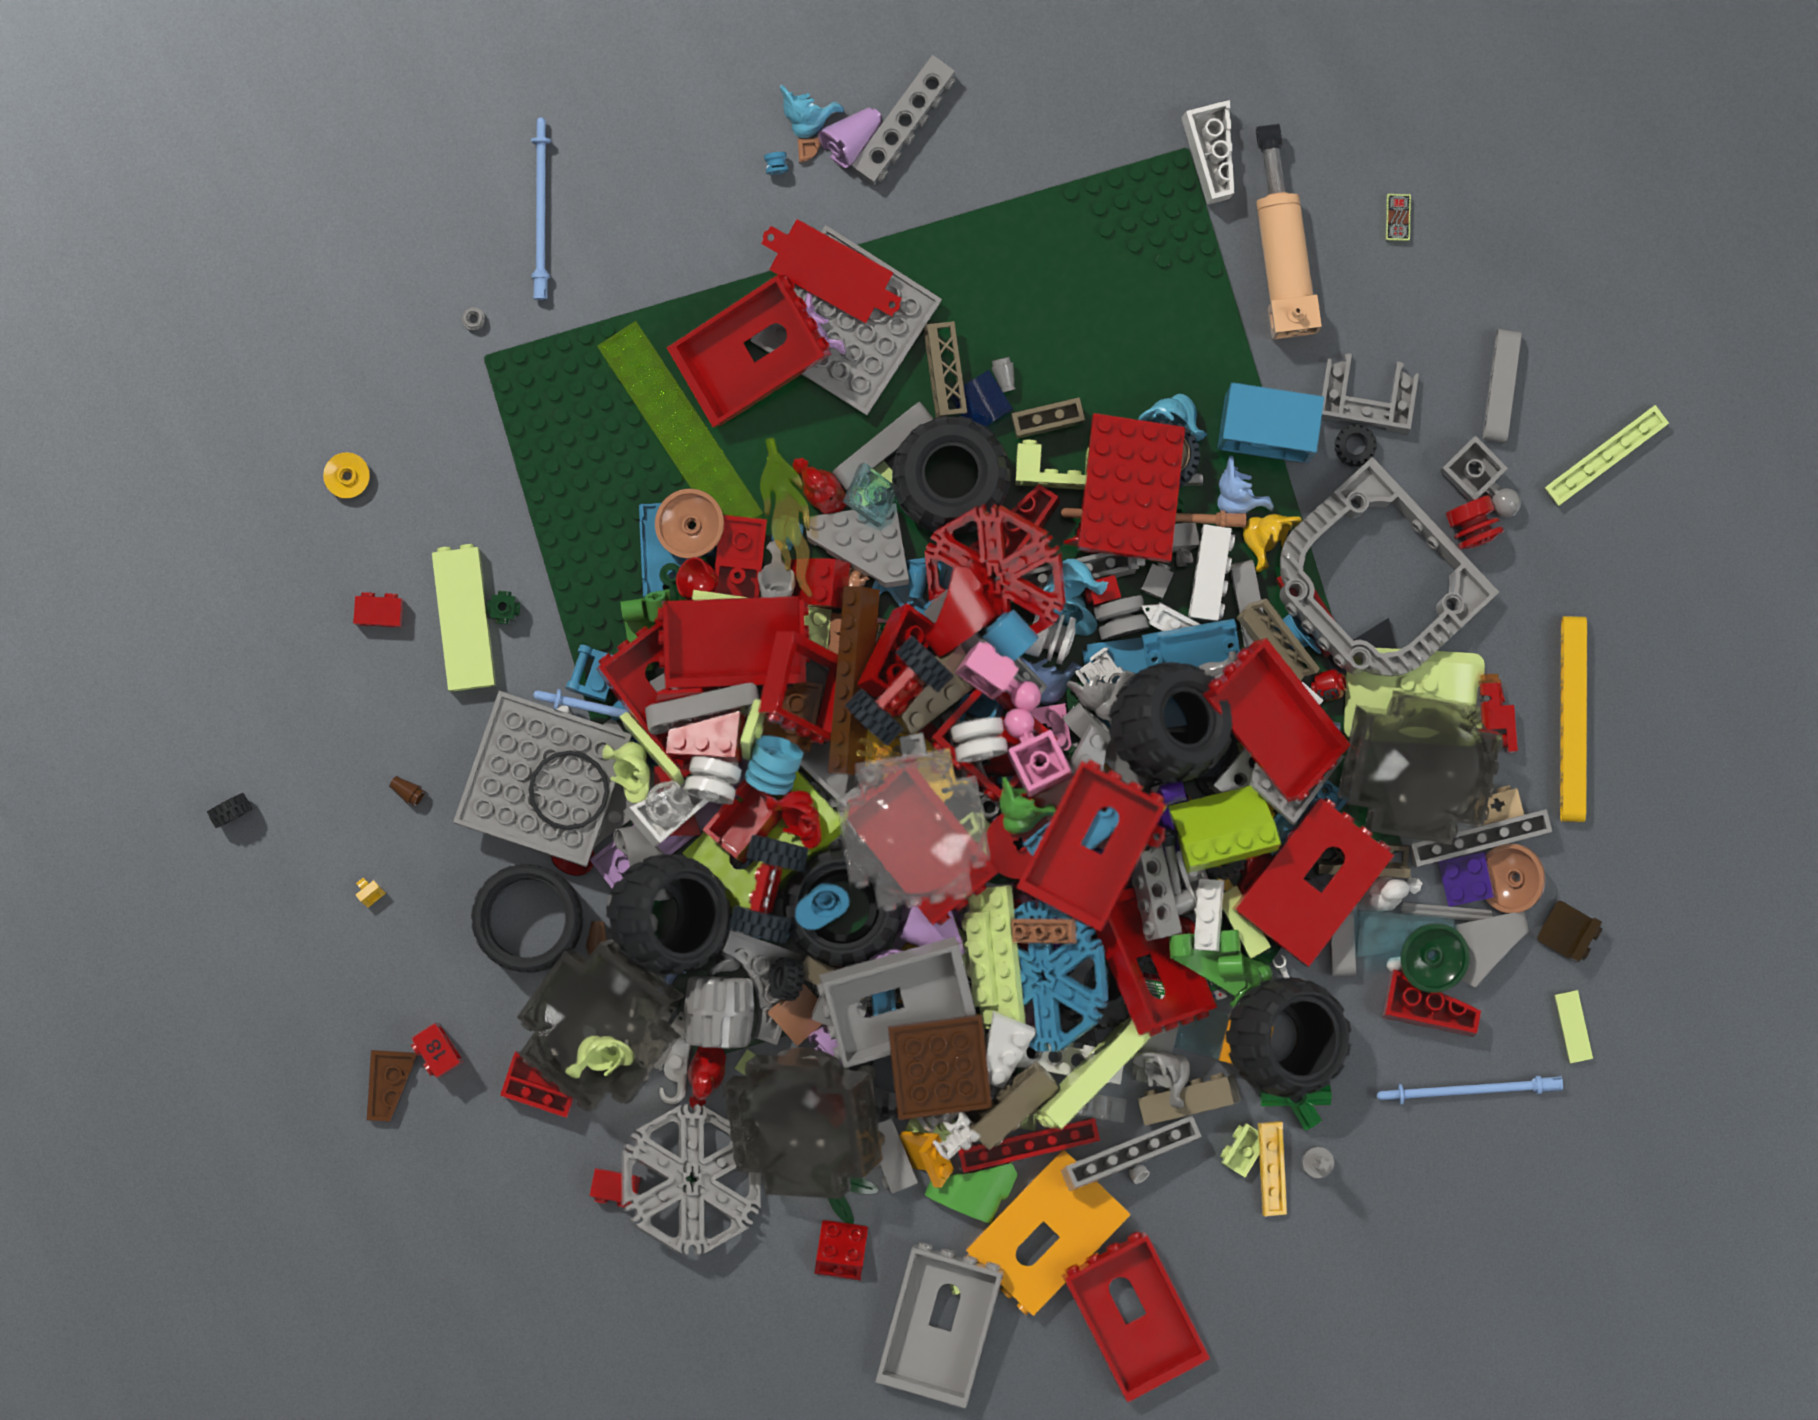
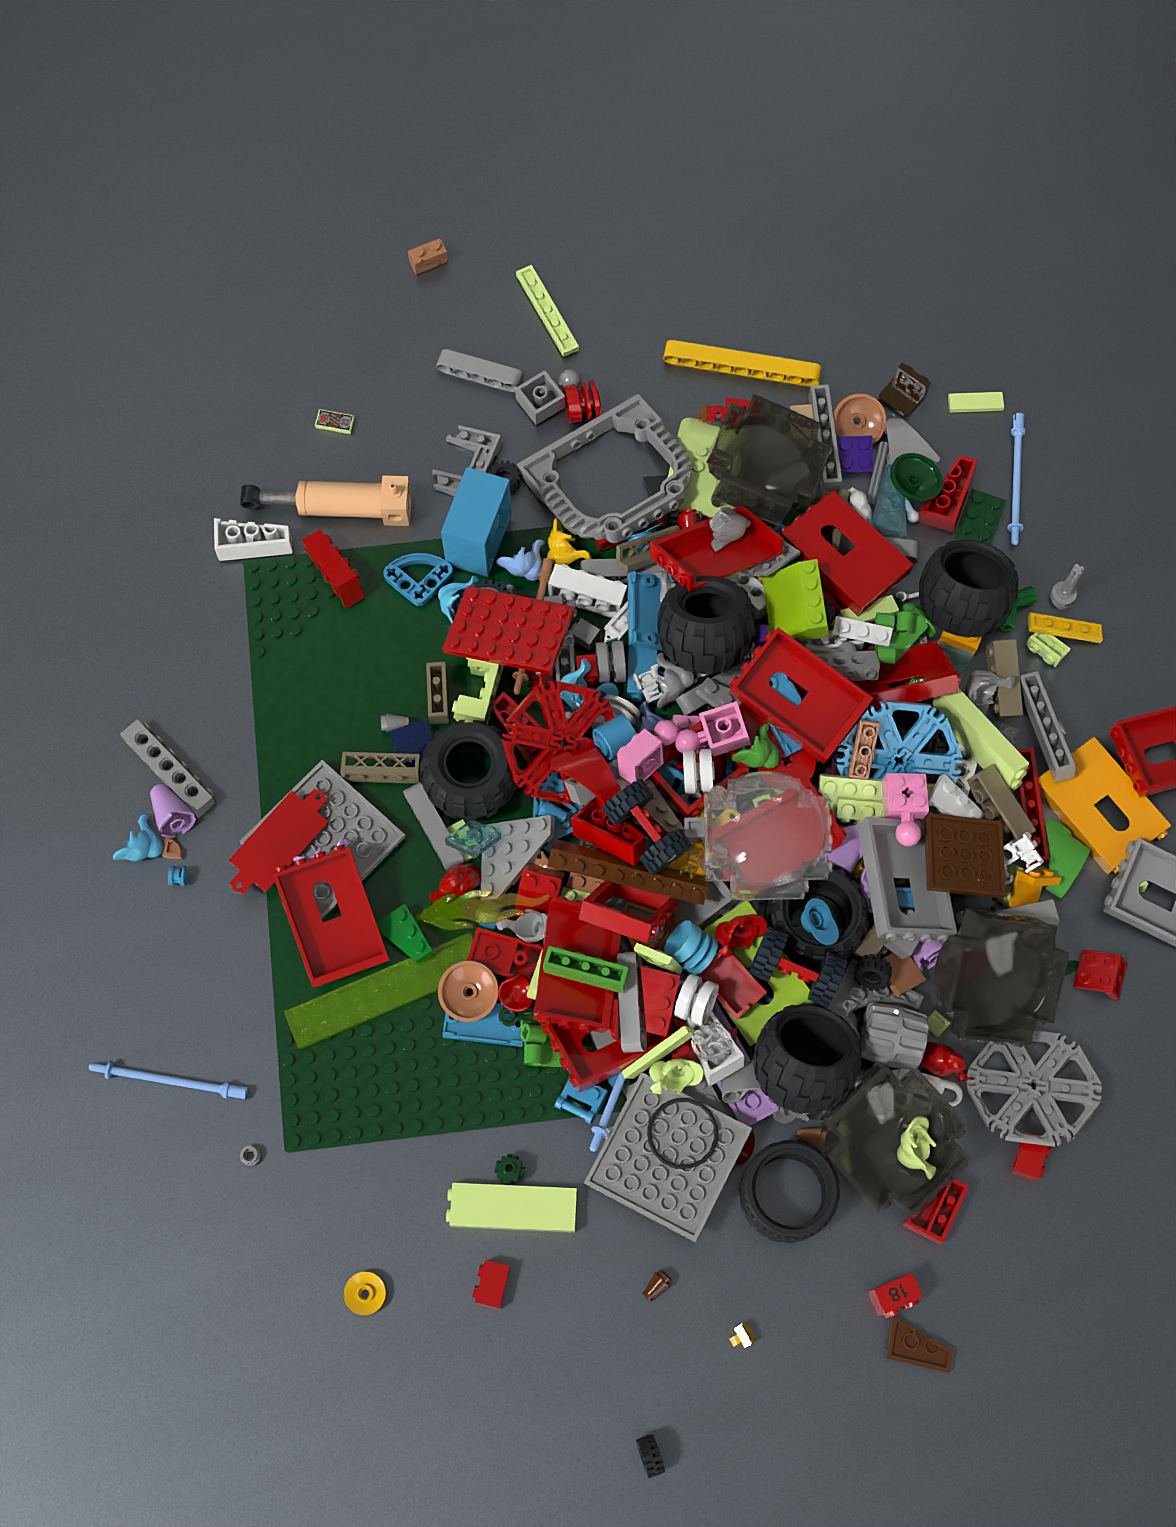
camera: 80 degrees left, 15 degrees down
(724, 649) = (585, 969): none -> bright green brick
(748, 439) = (405, 933): none -> green wing
(950, 994) = (896, 805): none -> bright pink brick
(1184, 363) = (415, 588): none -> dark azure beam
(1190, 258) = (334, 567): none -> red wedge
(1310, 730) = (727, 527): none -> light grey piece
(1407, 1049) = (980, 517): none -> dark green plate
(1657, 286) = (427, 256): none -> nougat brick

